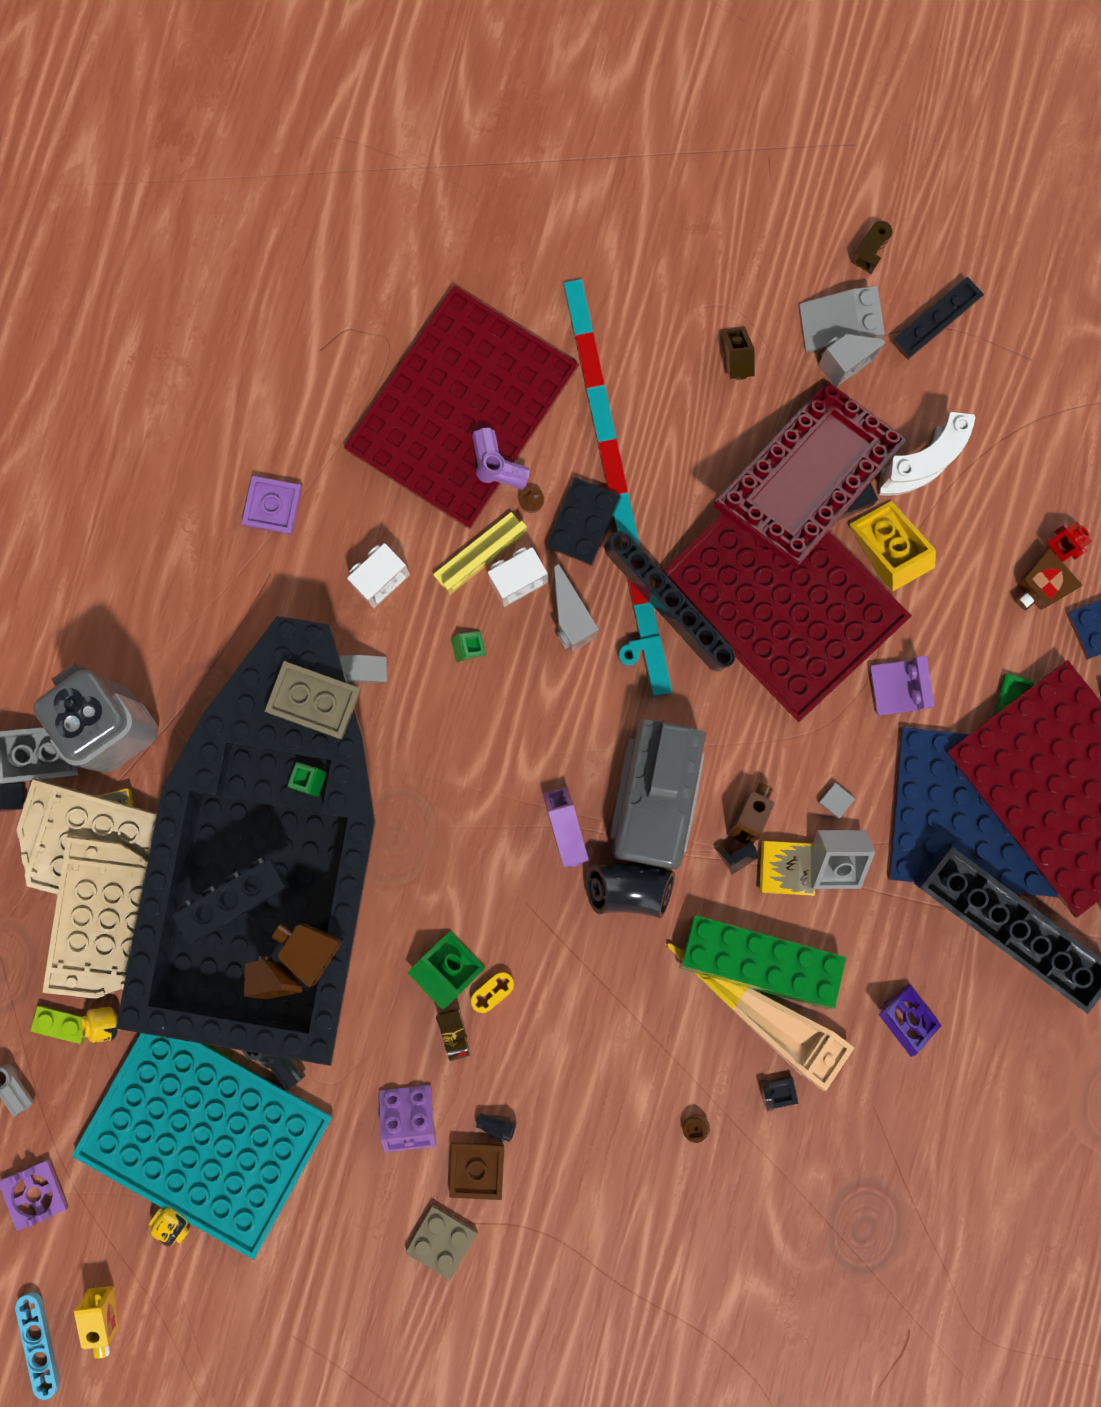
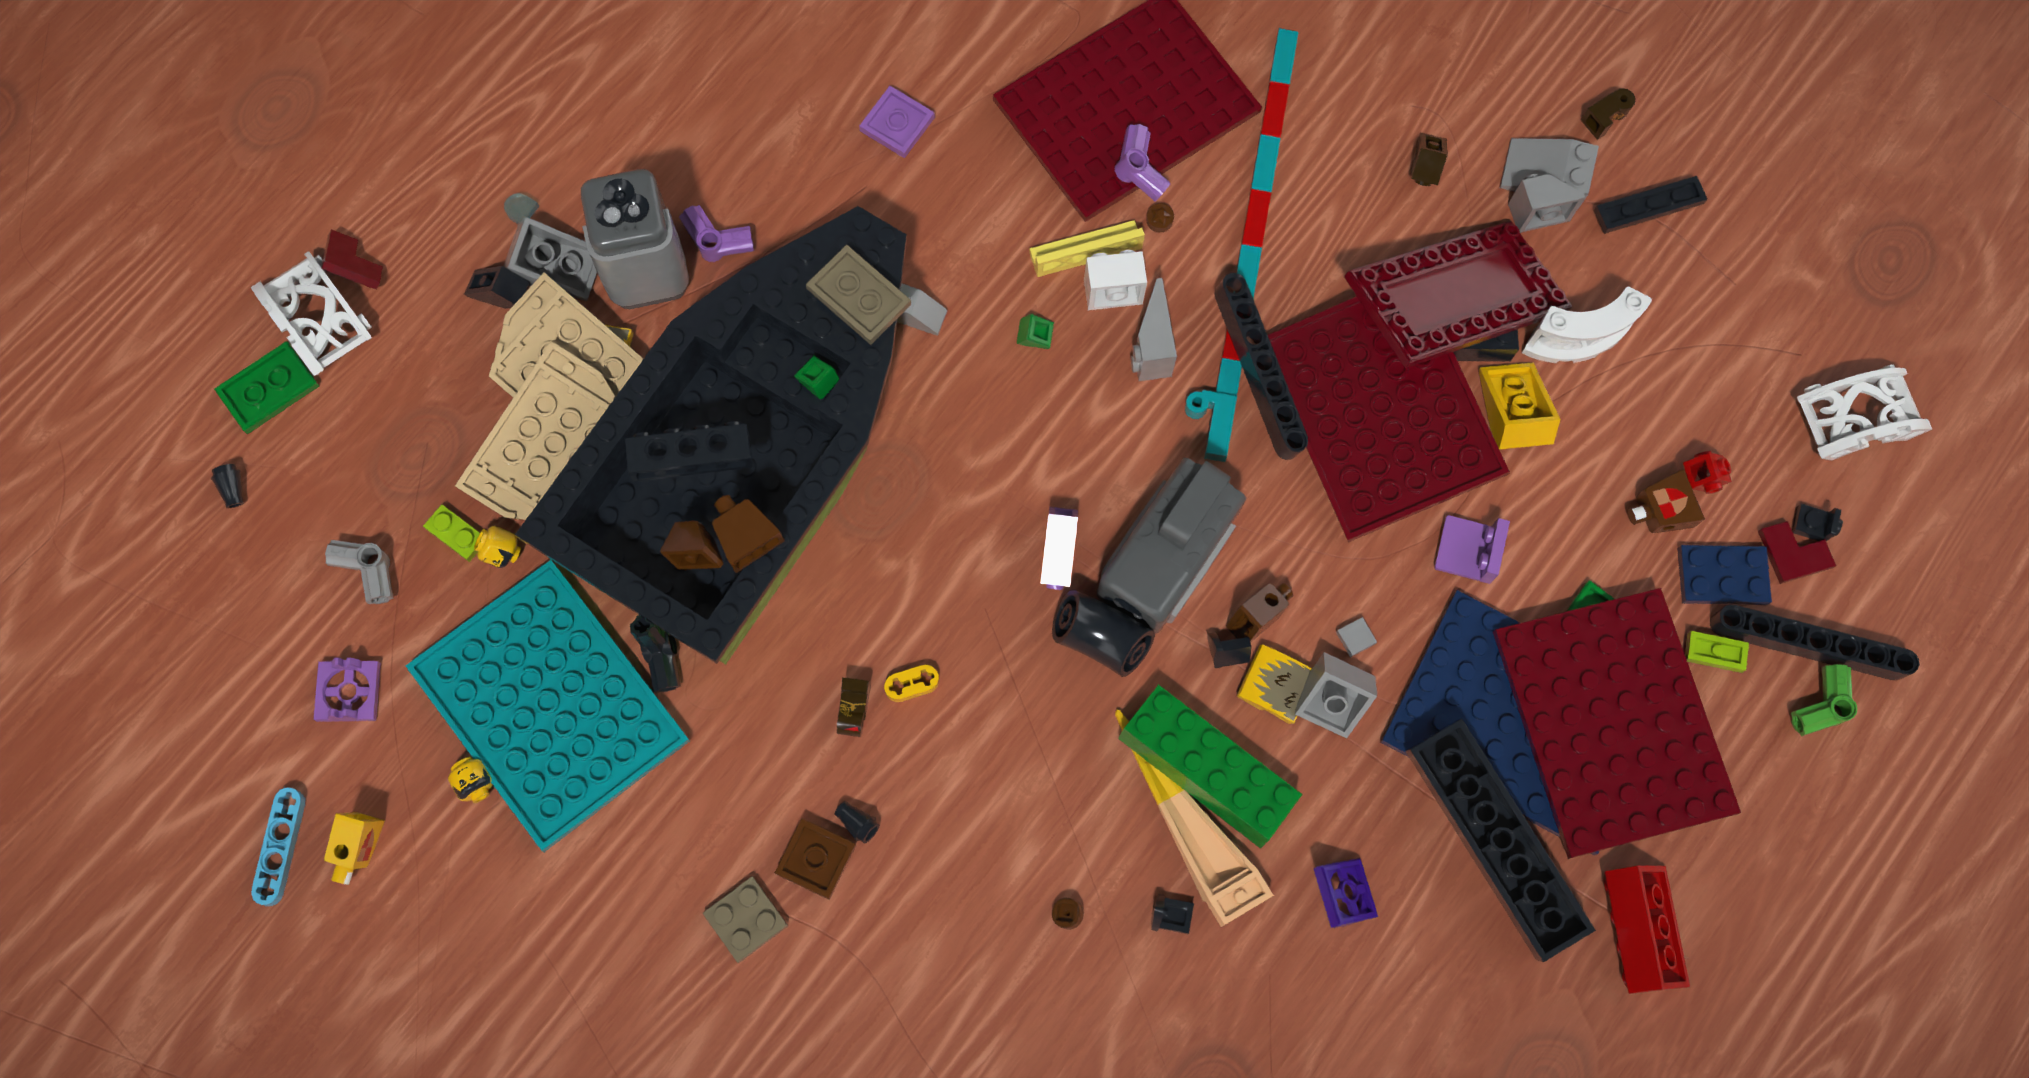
camera: 20 degrees right, 10 degrees down
(149, 675) = (702, 232): none -> medium lavender piece
(378, 575) = (974, 224): white brick -> none
(406, 1118) = (765, 776): medium lavender bracket -> none
(446, 970) = (872, 639): green slope -> none
(583, 521) = (1204, 258): black plate -> none

